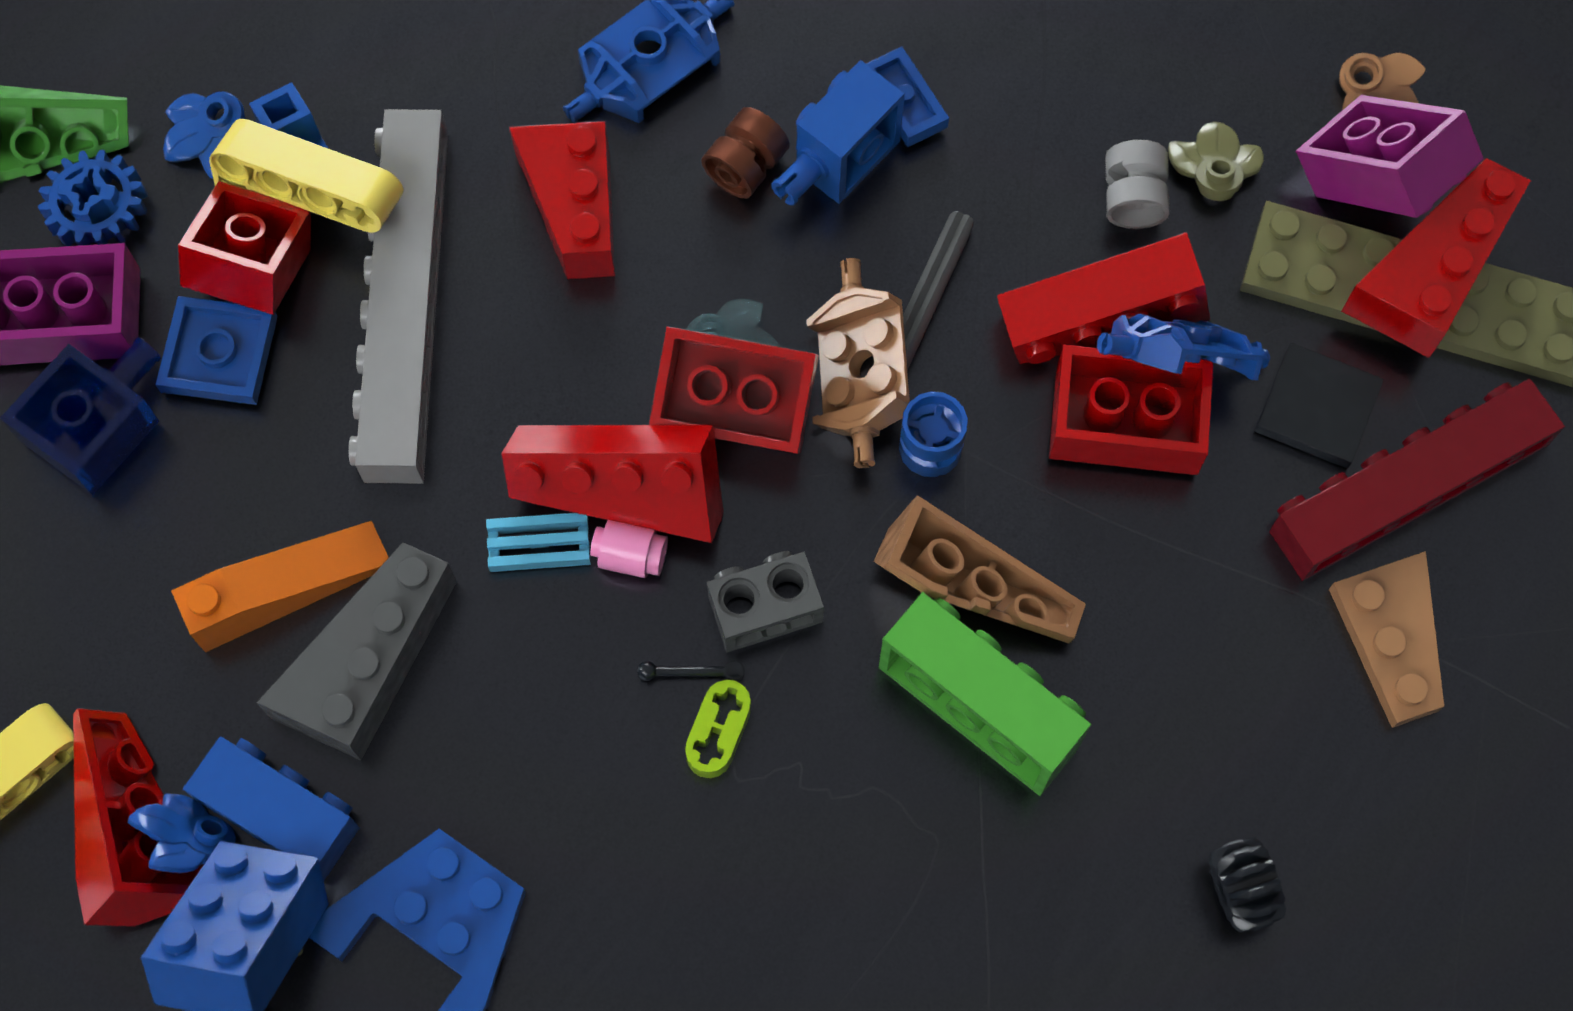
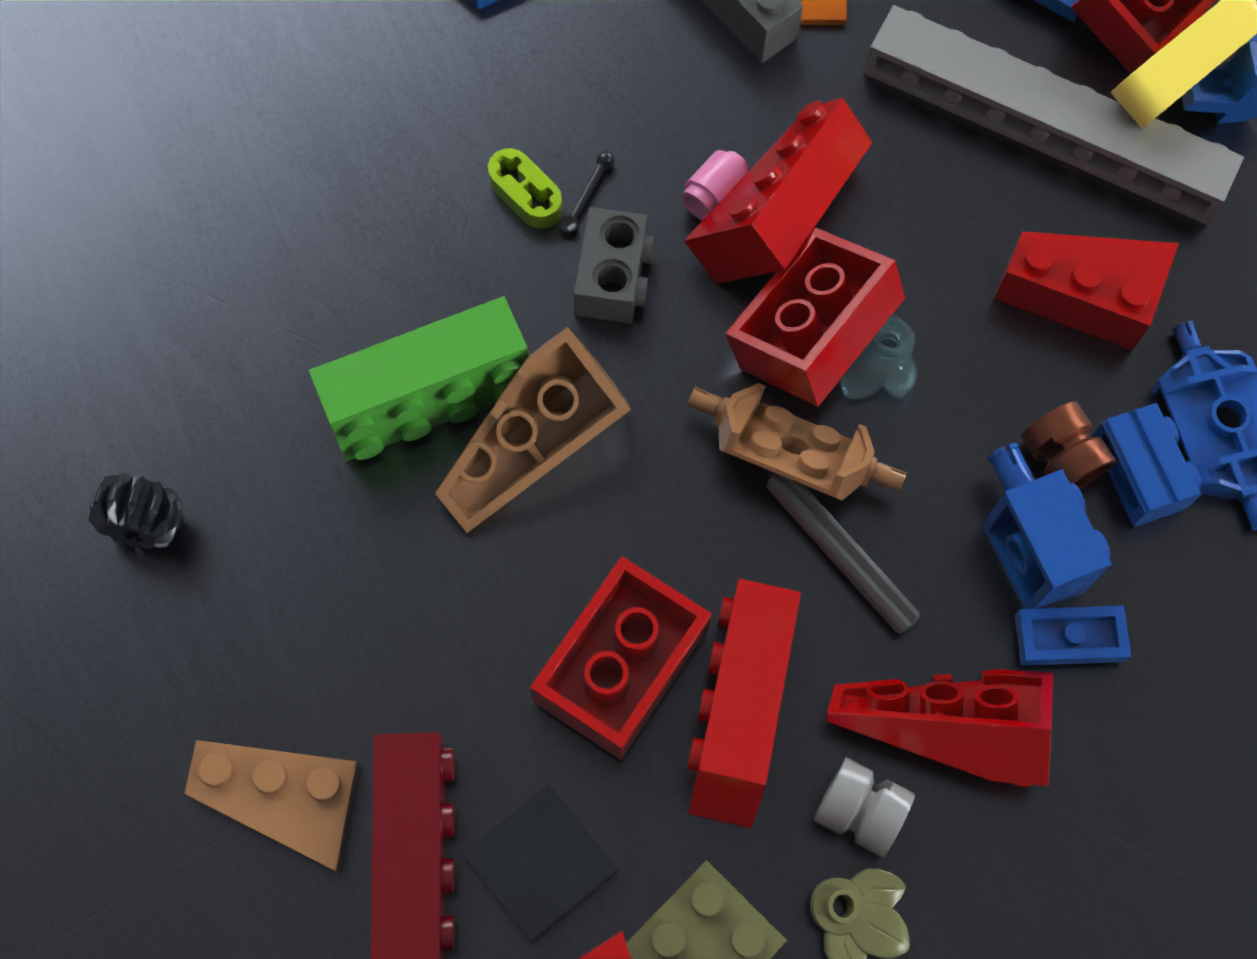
camera: 115 degrees right, 0 degrees up
(536, 524) = (774, 98): medium azure tile -> none
(727, 83) = (1149, 467): none -> blue brick
(932, 434) = (691, 469): blue wheel -> none
(1022, 141) = (978, 726): none -> red wedge
(1172, 343) = (655, 692): blue plate -> none

